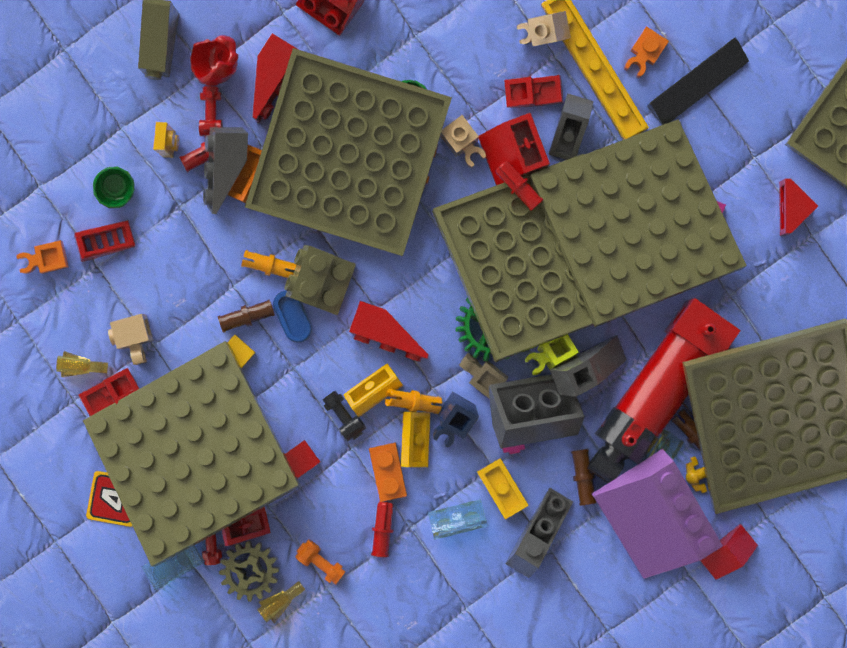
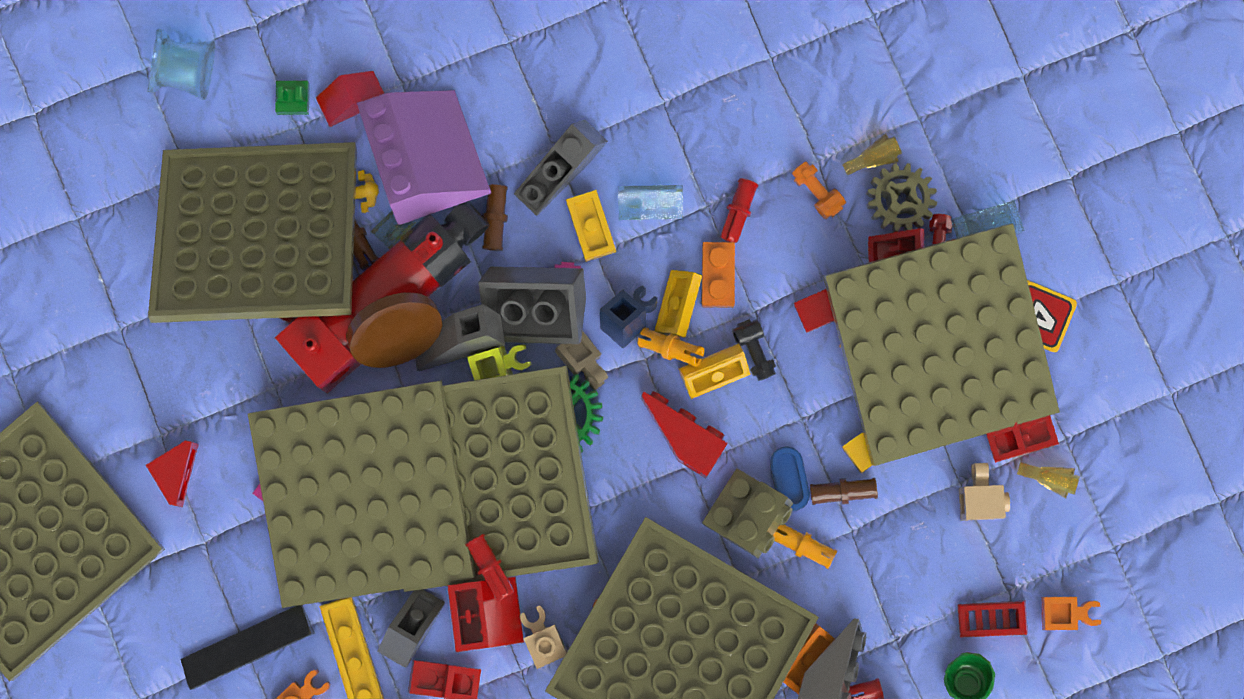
camera: 170 degrees left, 5 degrees down
(644, 359) = (394, 330): none -> reddish brown piece
(777, 541) = (292, 98): none -> green tile

